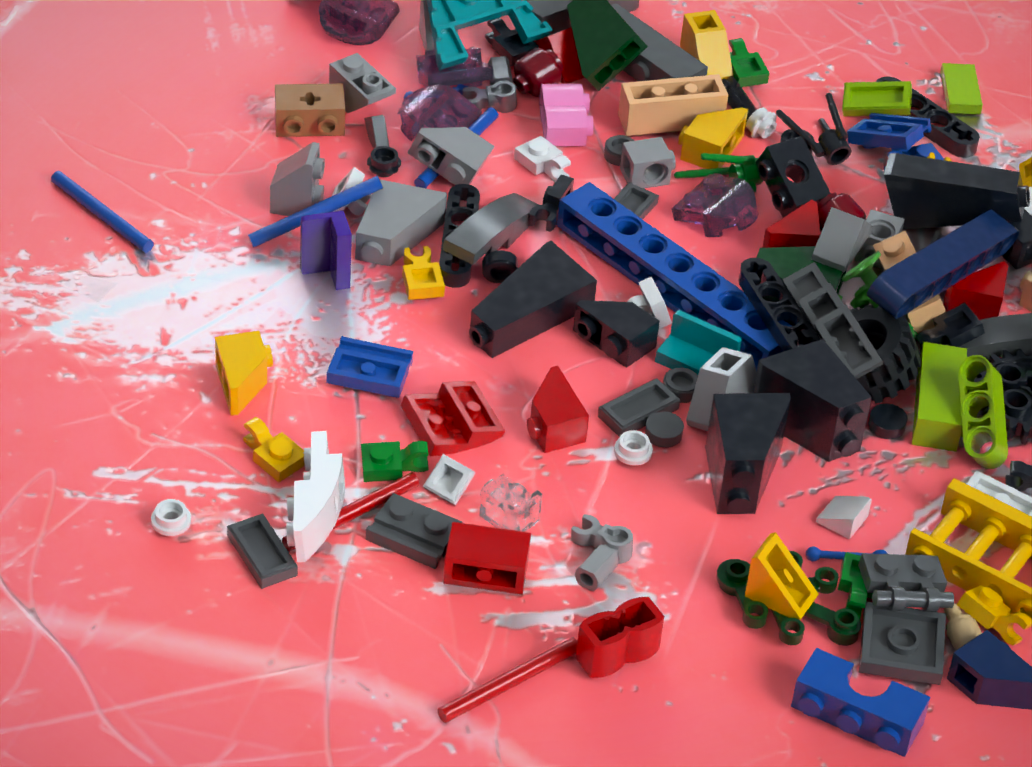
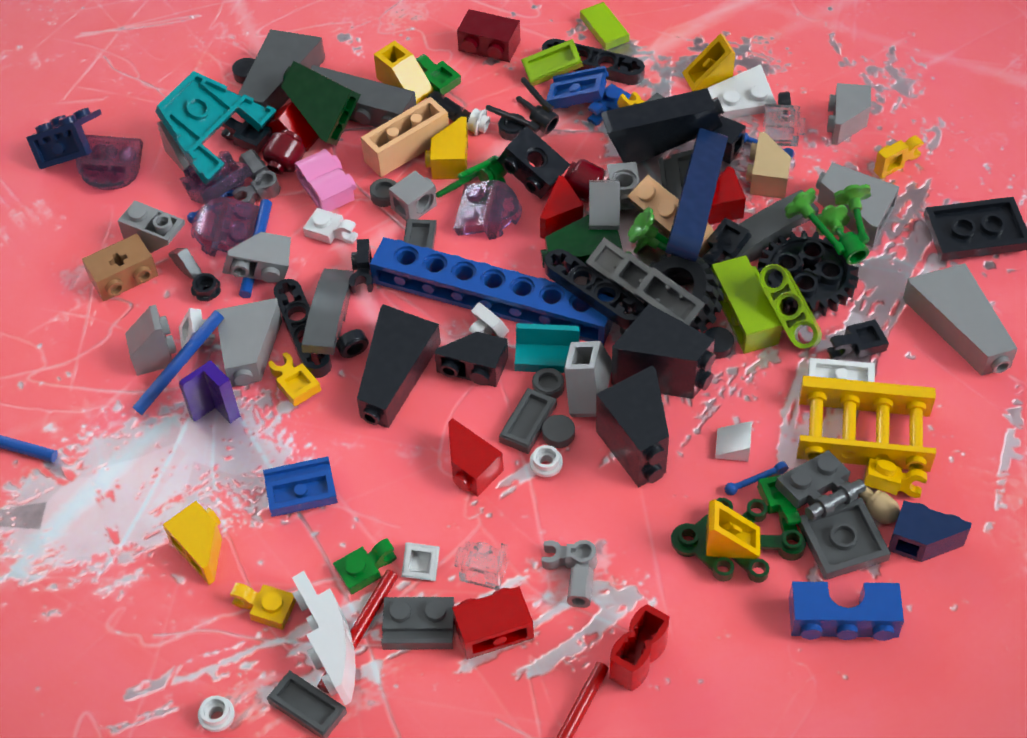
camera: 20 degrees left, 10 degrees up
(452, 418) = (390, 501): red slope -> none
(825, 48) = (488, 35): none -> dark red brick

